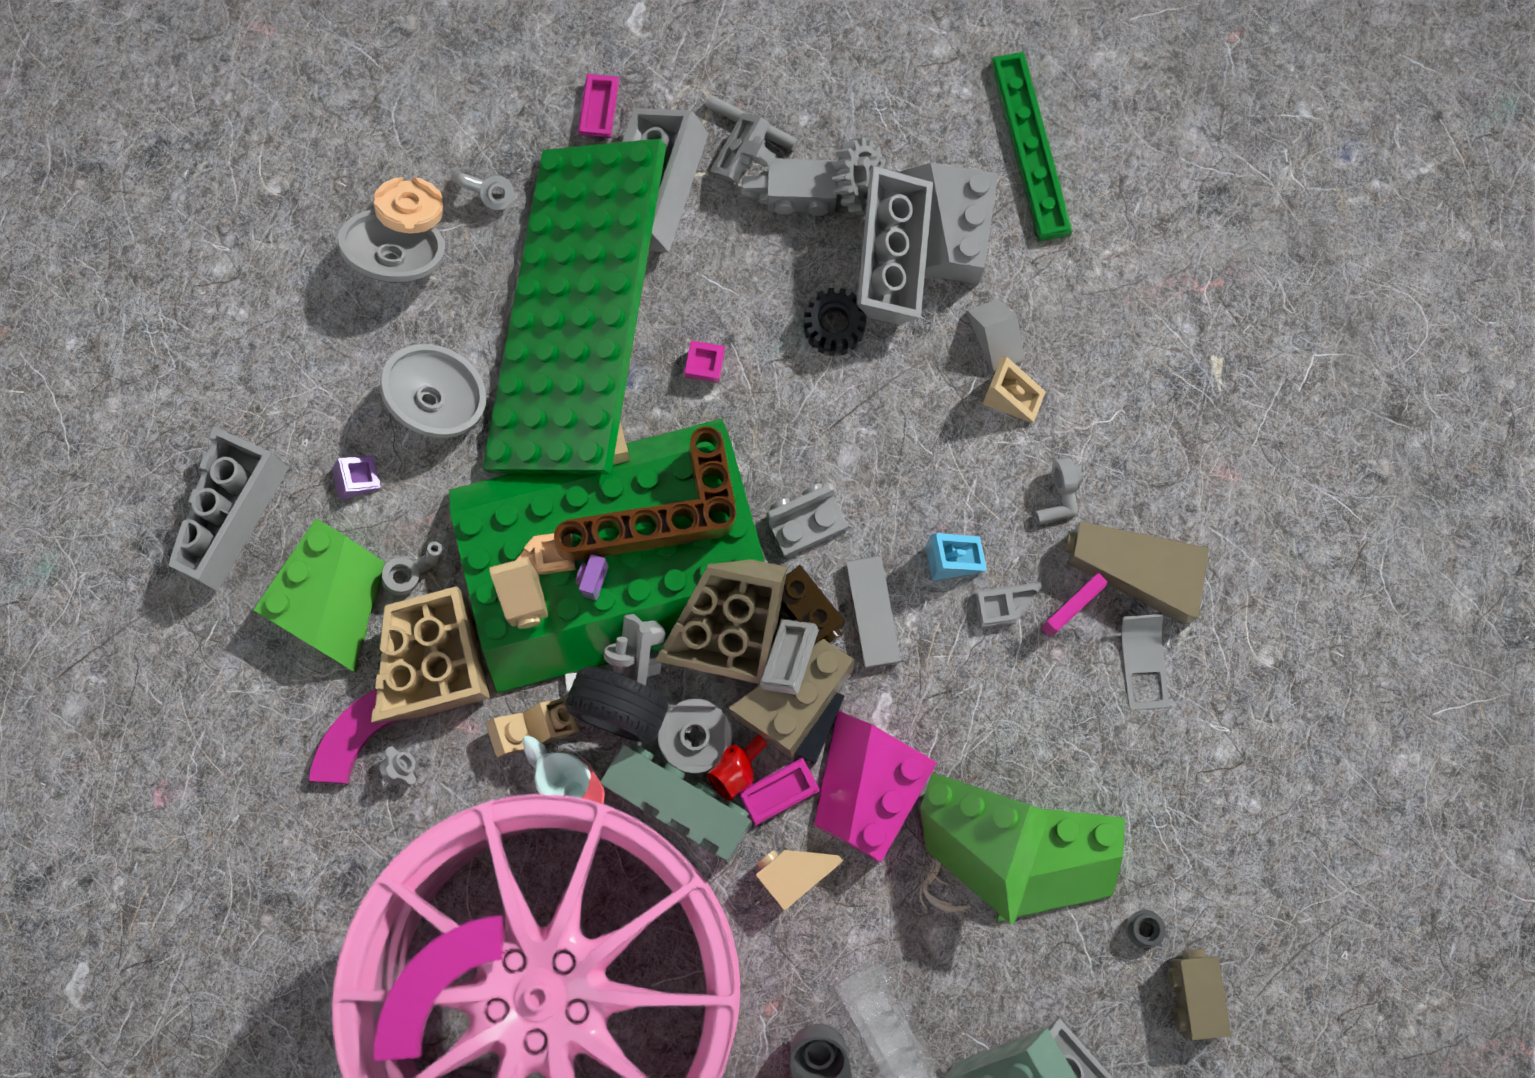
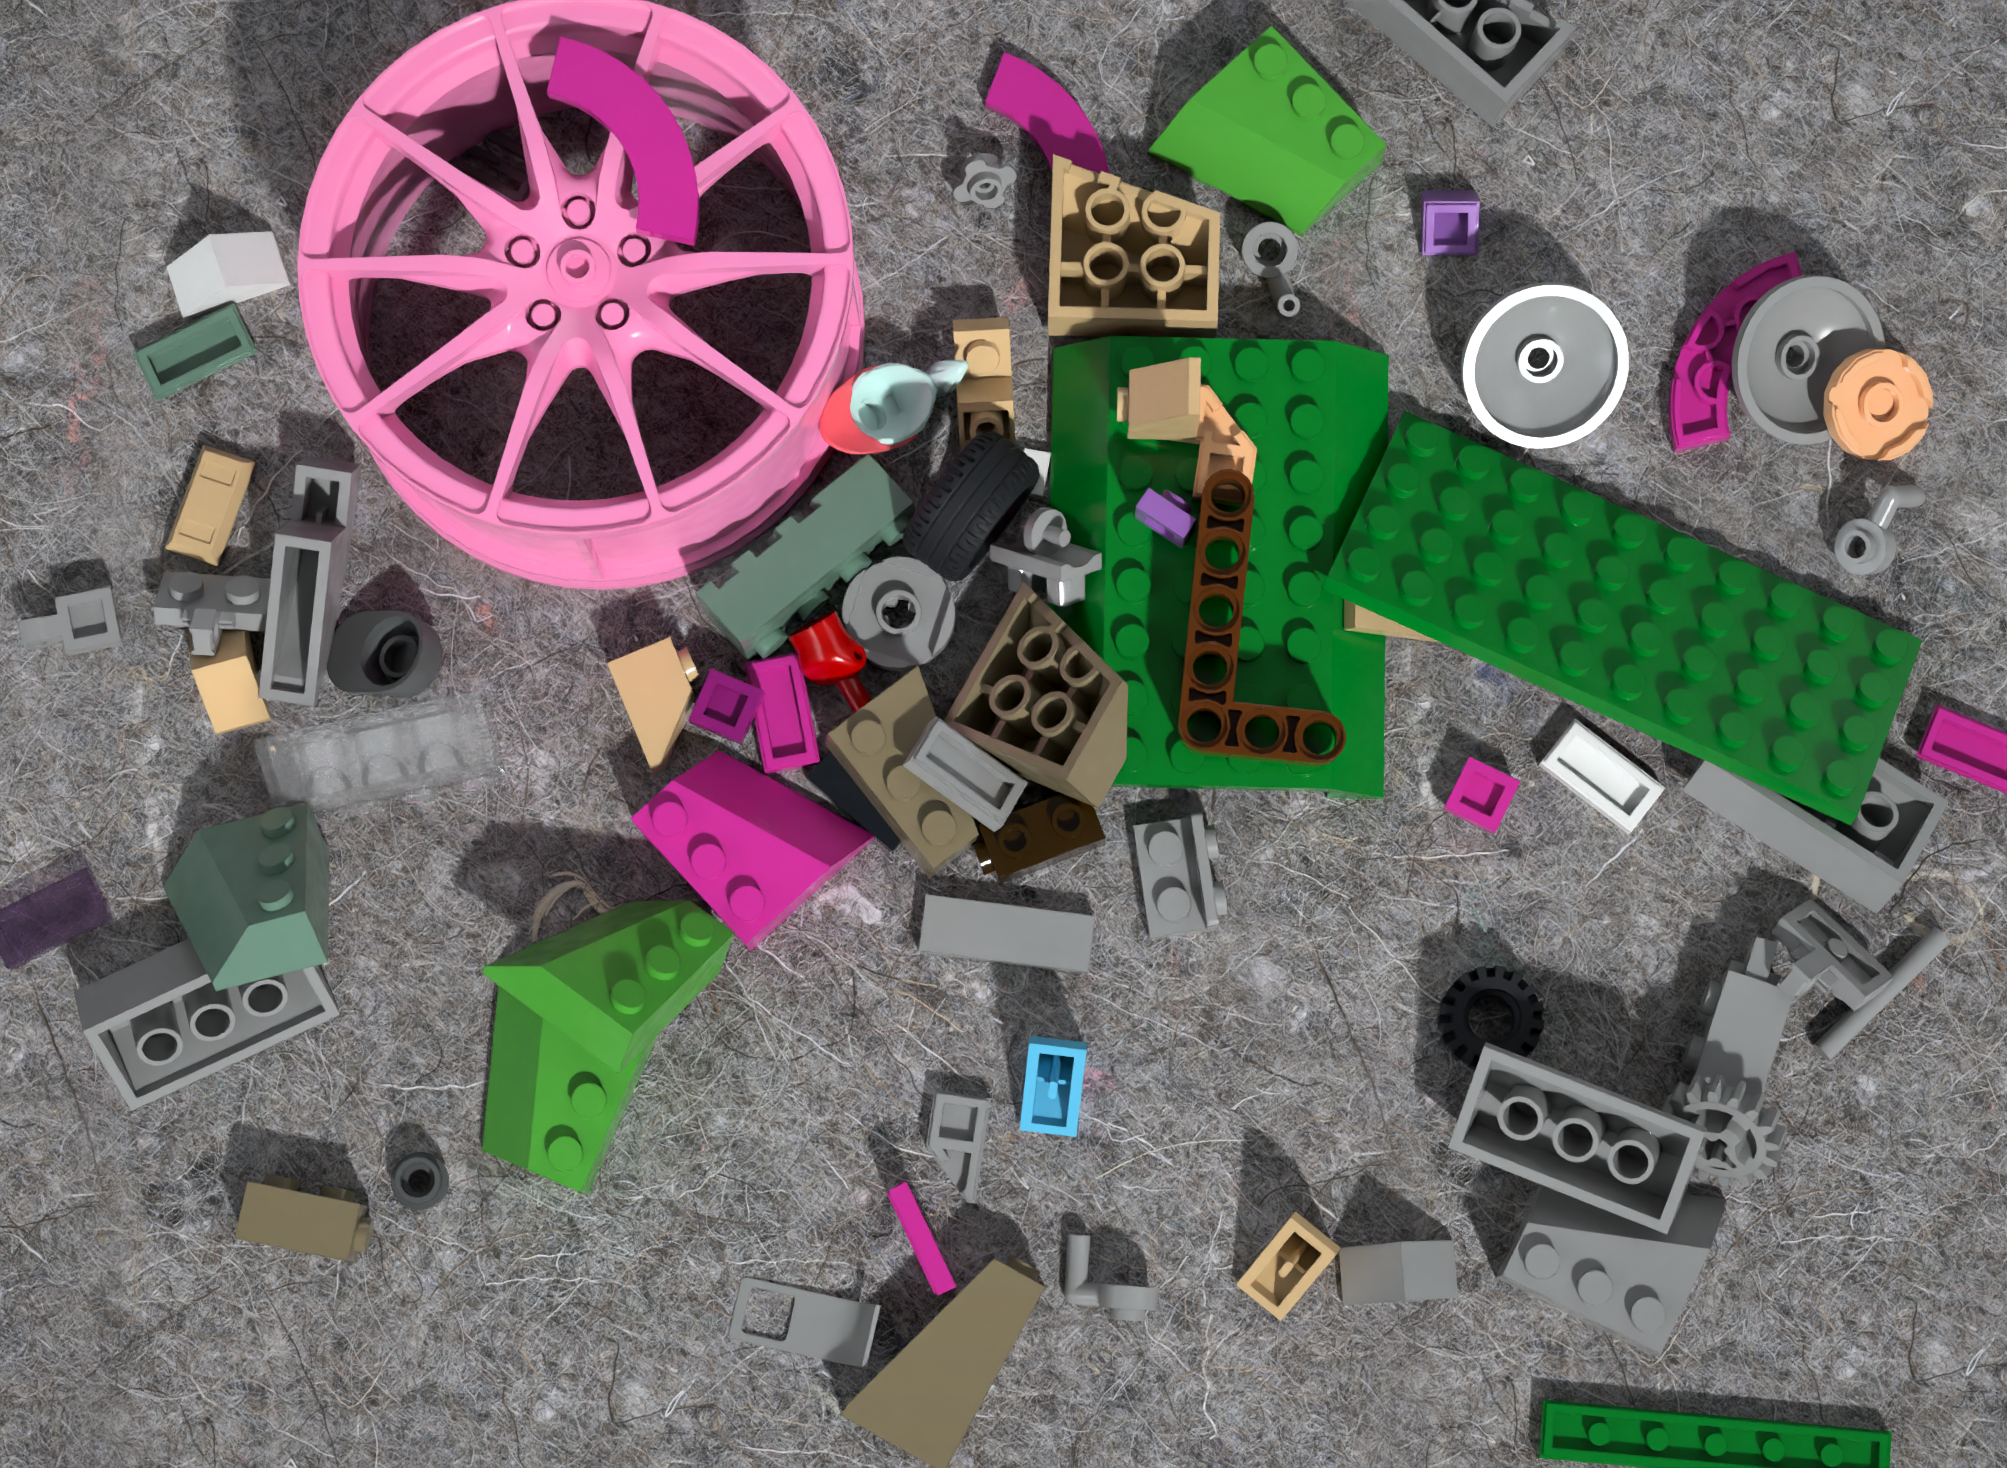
camera: 110 degrees right, 5 degrees up
(396, 307) = (1705, 360): none -> dark pink tile
(672, 301) = (1602, 776): none -> white tile
(788, 825) = (726, 706): none -> magenta tile

